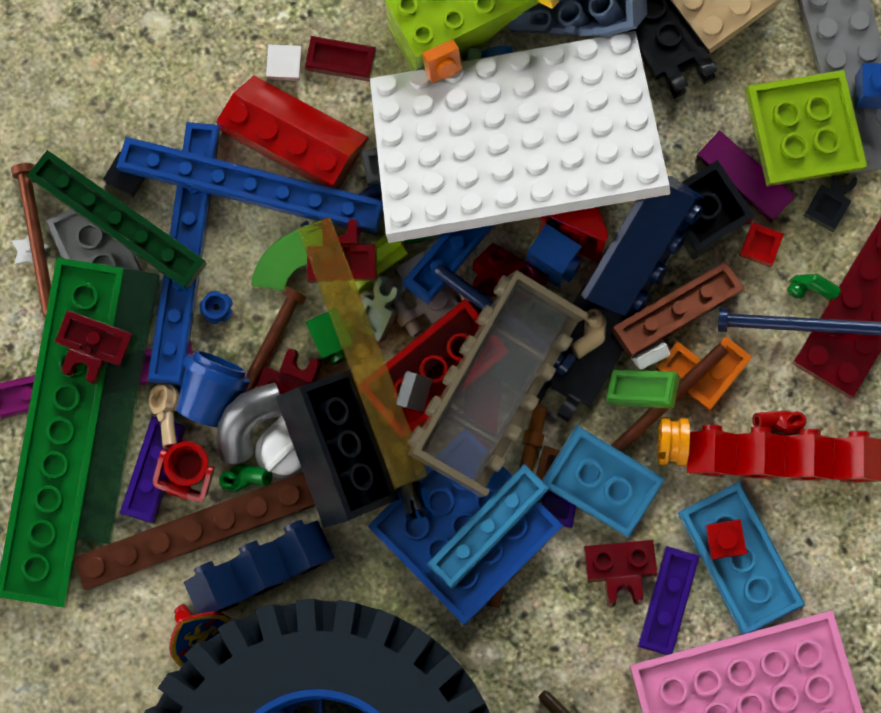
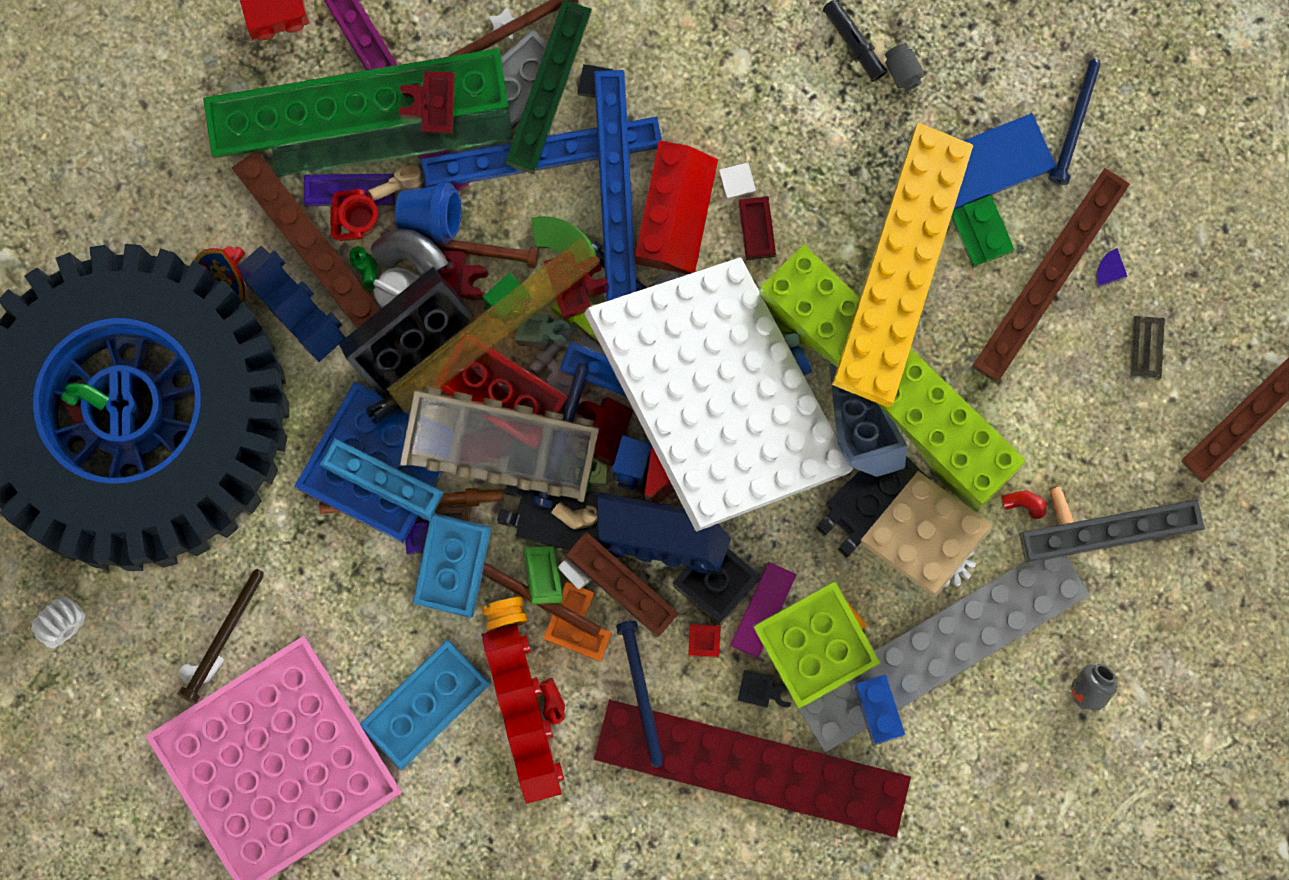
camera: 70 degrees right, 0 degrees up
(212, 299) = (503, 188): blue plate -> none
(414, 391) = (473, 379): dark grey tile -> none
(442, 61) = (767, 311): orange plate -> none
(621, 567) = (384, 604): dark red plate -> none
(668, 601) = (369, 653): dark purple tile -> none
(725, 539) = (434, 684): red plate -> none
(812, 282) = (684, 698): green arm -> none

